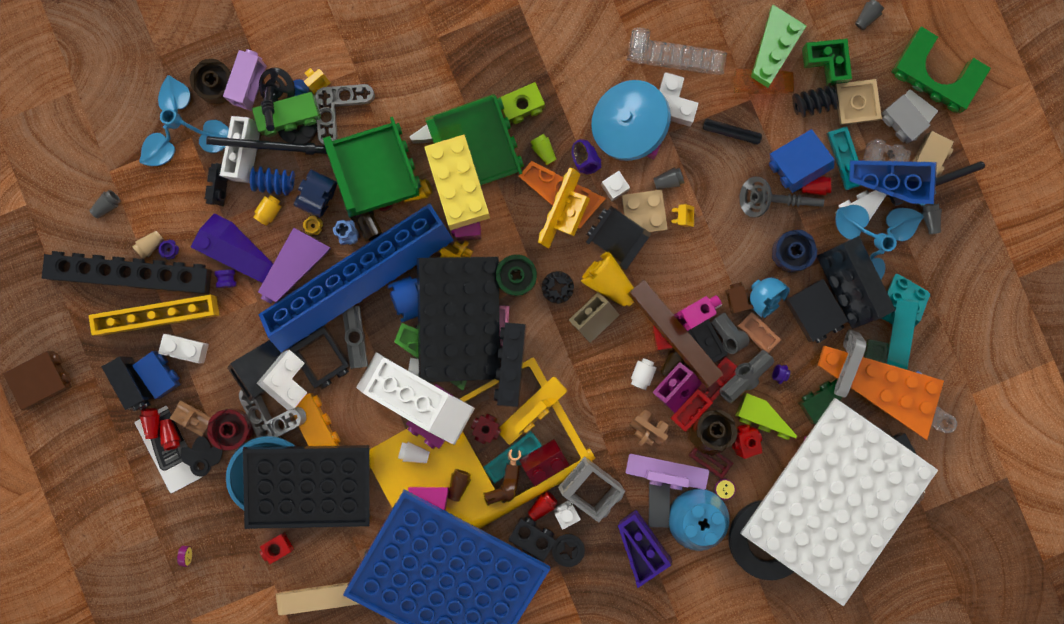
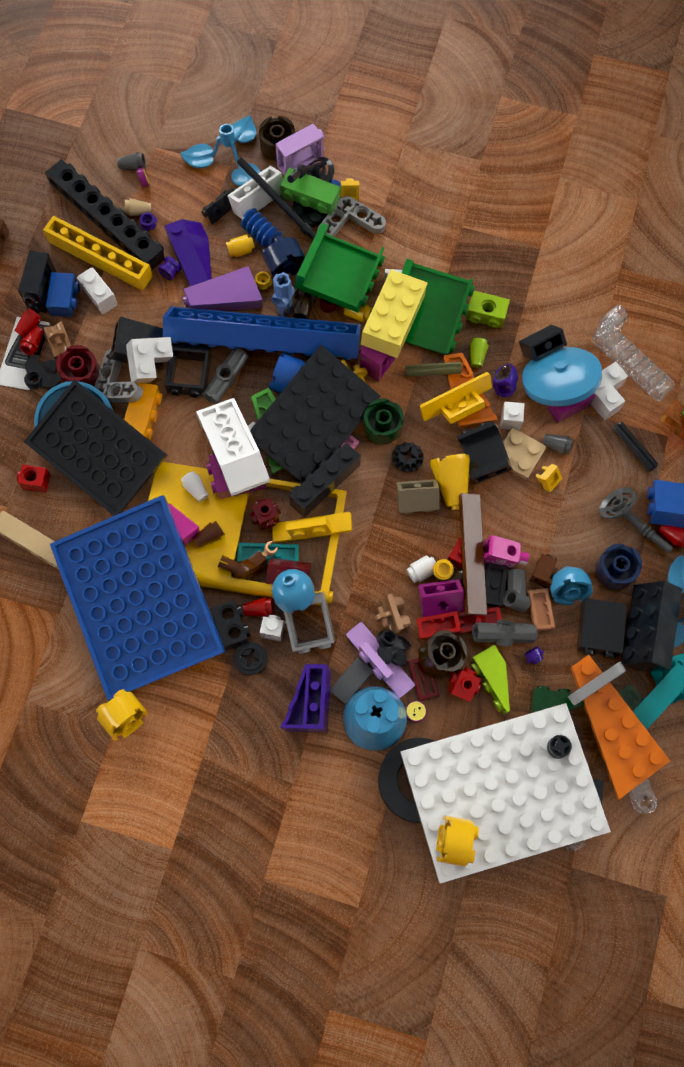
camera: 35 degrees right, 15 degrees down
(127, 212) = (142, 177): none -> magenta tile
(520, 195) = (433, 369): none -> olive axle
(565, 480) = (293, 590): none -> dark azure cylinder
(591, 100) = (543, 342): none -> black brick
(661, 363) = (443, 569): none -> yellow plate
(673, 457) = (392, 648): none -> black plate
(835, 572) = (456, 841): none -> yellow brick
(861, 441) = (563, 745): none -> black wheel

